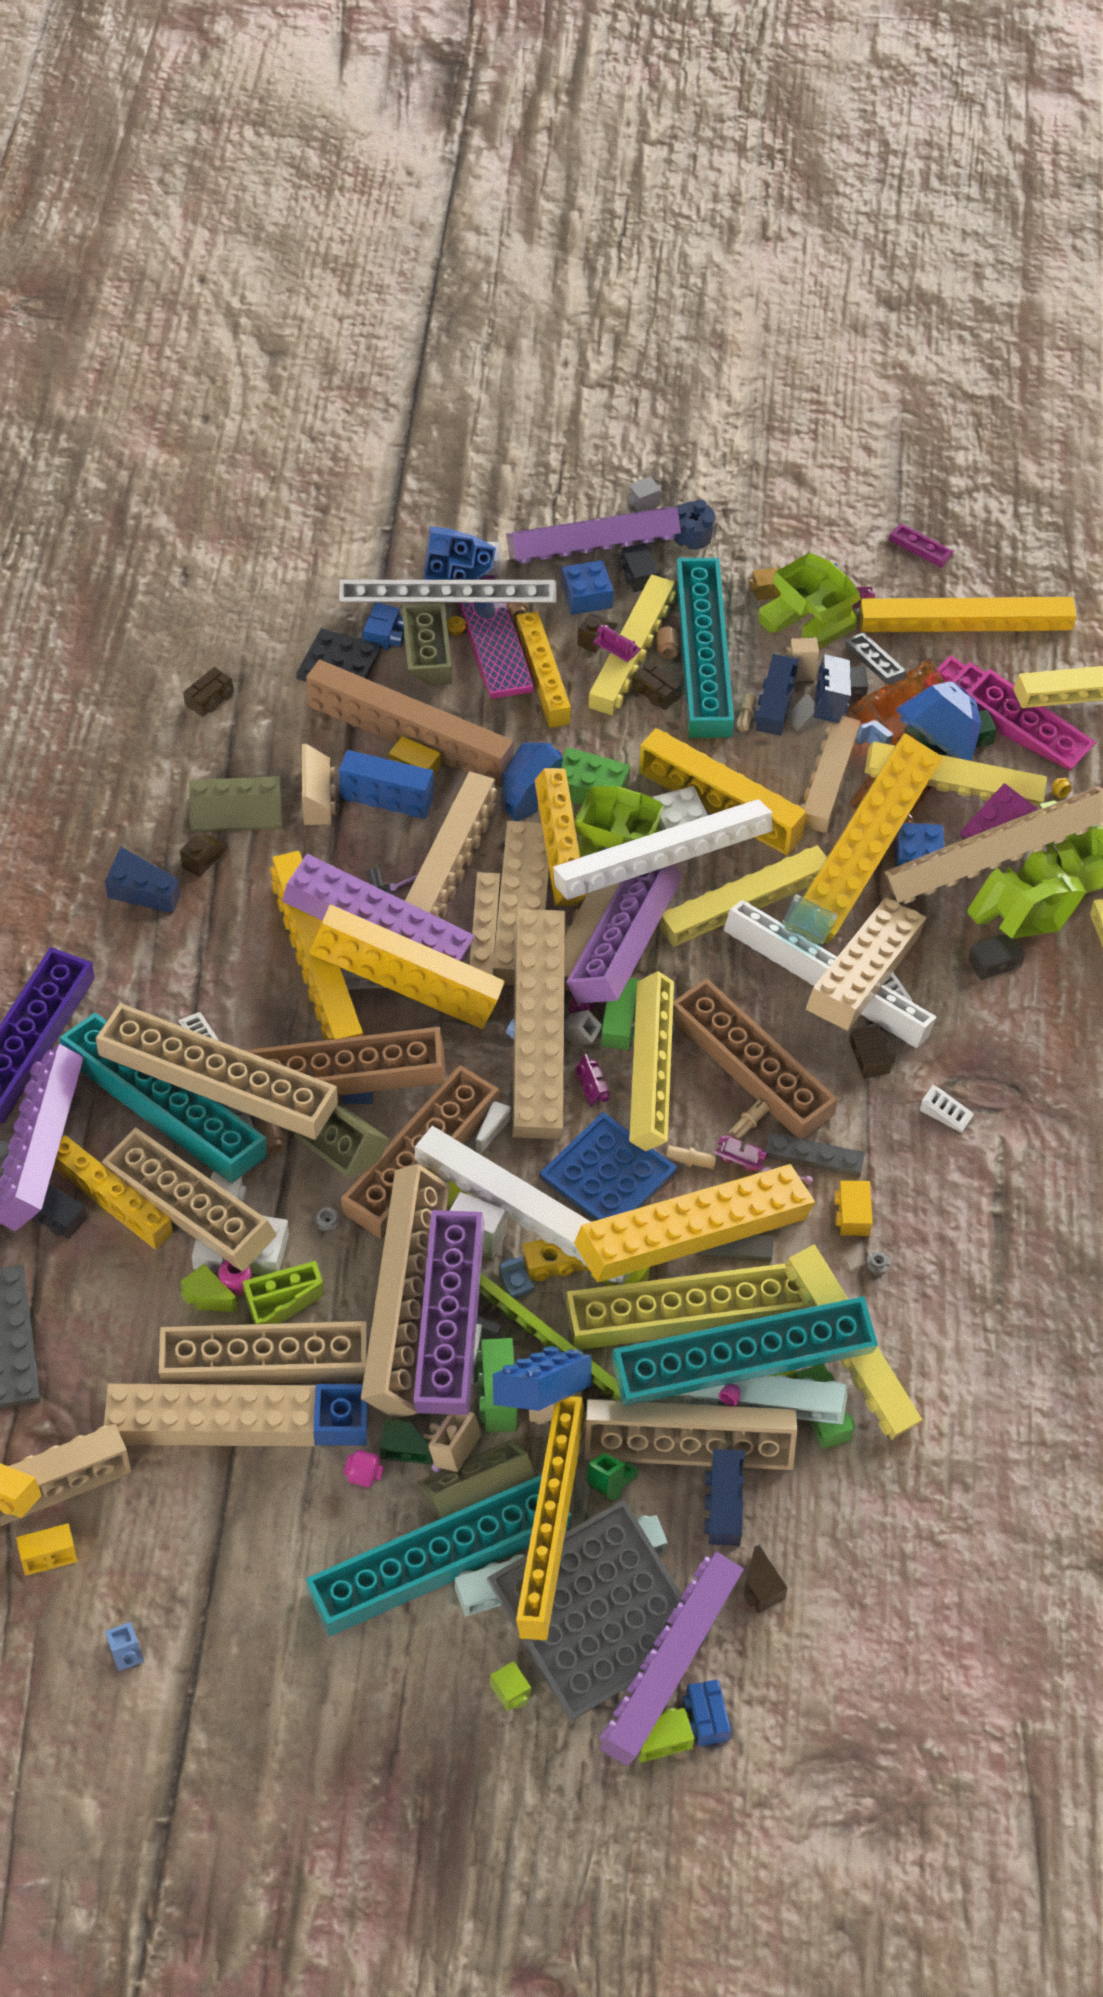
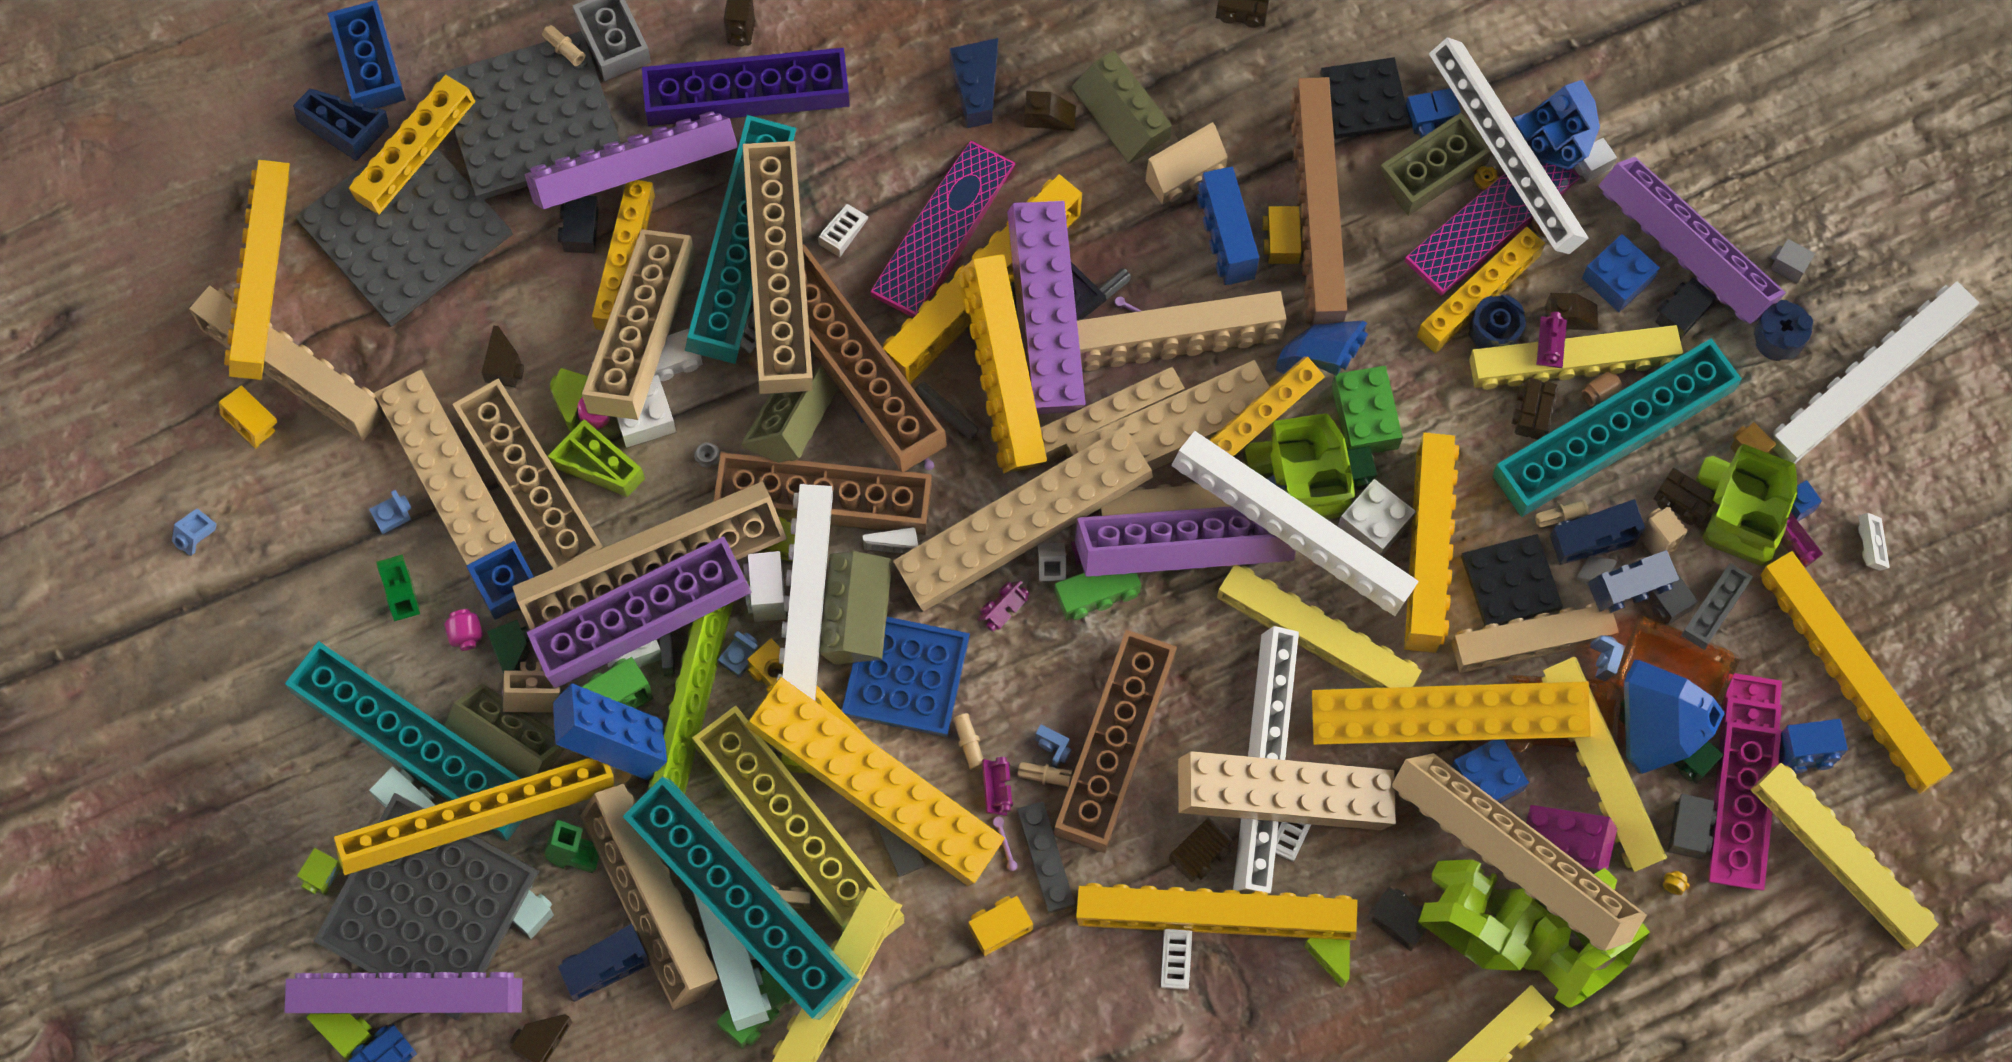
camera: 60 degrees right, 15 degrees up
(136, 1325) = (501, 360): none -> dark brown slope
(215, 1477) = (391, 512): none -> medium blue bracket
(251, 967) = (942, 229): none -> dark blue slope
(293, 1502) = (398, 587): none -> green brick
(539, 1168) = (855, 607): none -> olive slope
(578, 670) = (1493, 311): none -> dark blue brick
(651, 1061) = (1045, 646): light yellow brick -> none
(727, 1100) = (1050, 741): none -> medium blue bracket
(730, 1394) = (700, 911): dark pink hinge -> none
(756, 492) = (1873, 373): none -> white brick
(778, 636) = (1685, 497): none -> dark brown brick
(779, 765) = (1511, 580): none -> black plate
(809, 920) = (1305, 708): clear light blue brick -> none
(878, 1269) = (957, 984): light grey plate -> none
(887, 562) = (1873, 542): none -> white plate
(921, 545) = (1928, 576): magenta tile -> none
(928, 1060) = (1217, 912): none -> yellow brick
(998, 1009) = (1332, 956): none -> lime slope
(1011, 654) = (1812, 745): none -> blue brick
(1024, 755) = (1692, 826): none -> dark grey brick

